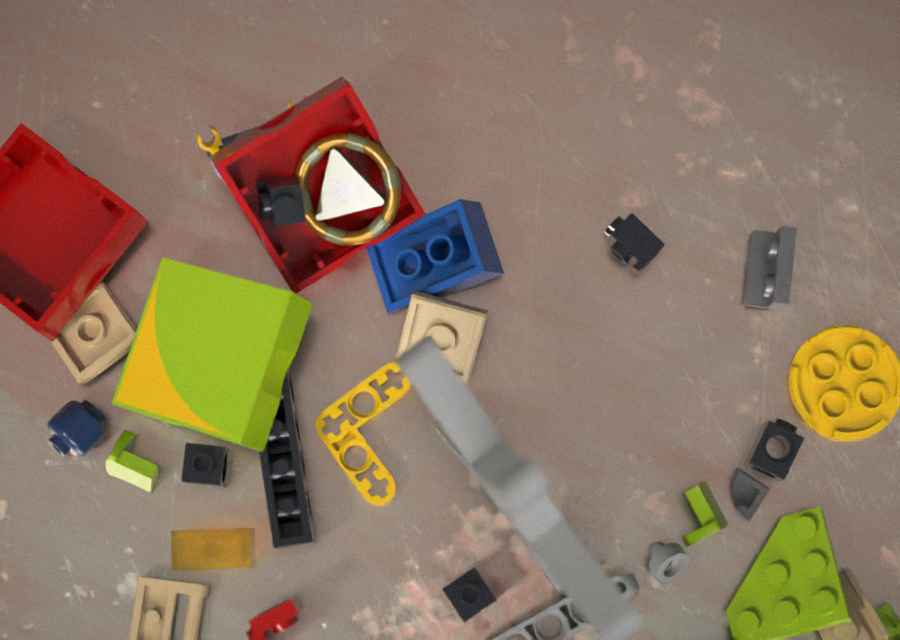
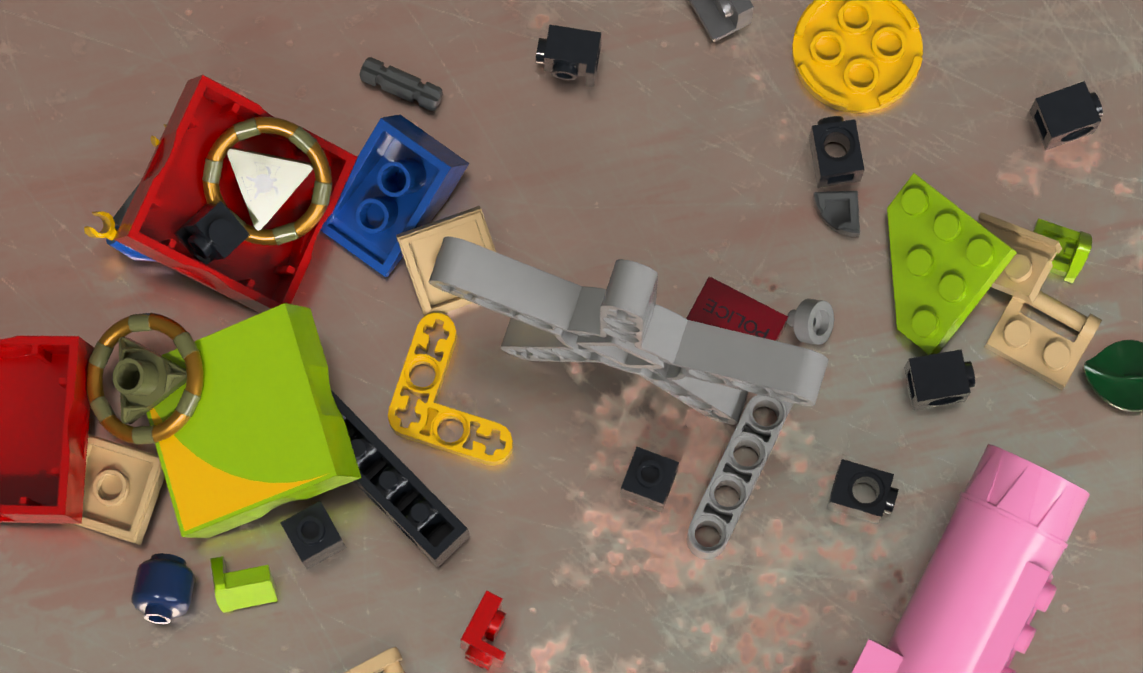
camera: 35 degrees left, 5 degrees down
(162, 271) = (144, 378): none -> olive piece
(213, 549) = (377, 607): clear yellow brick -> none
(497, 179) = (401, 84): none -> dark grey axle
(610, 525) = (735, 311): none -> dark red brick
(706, 511) = (815, 250): lime tile -> none

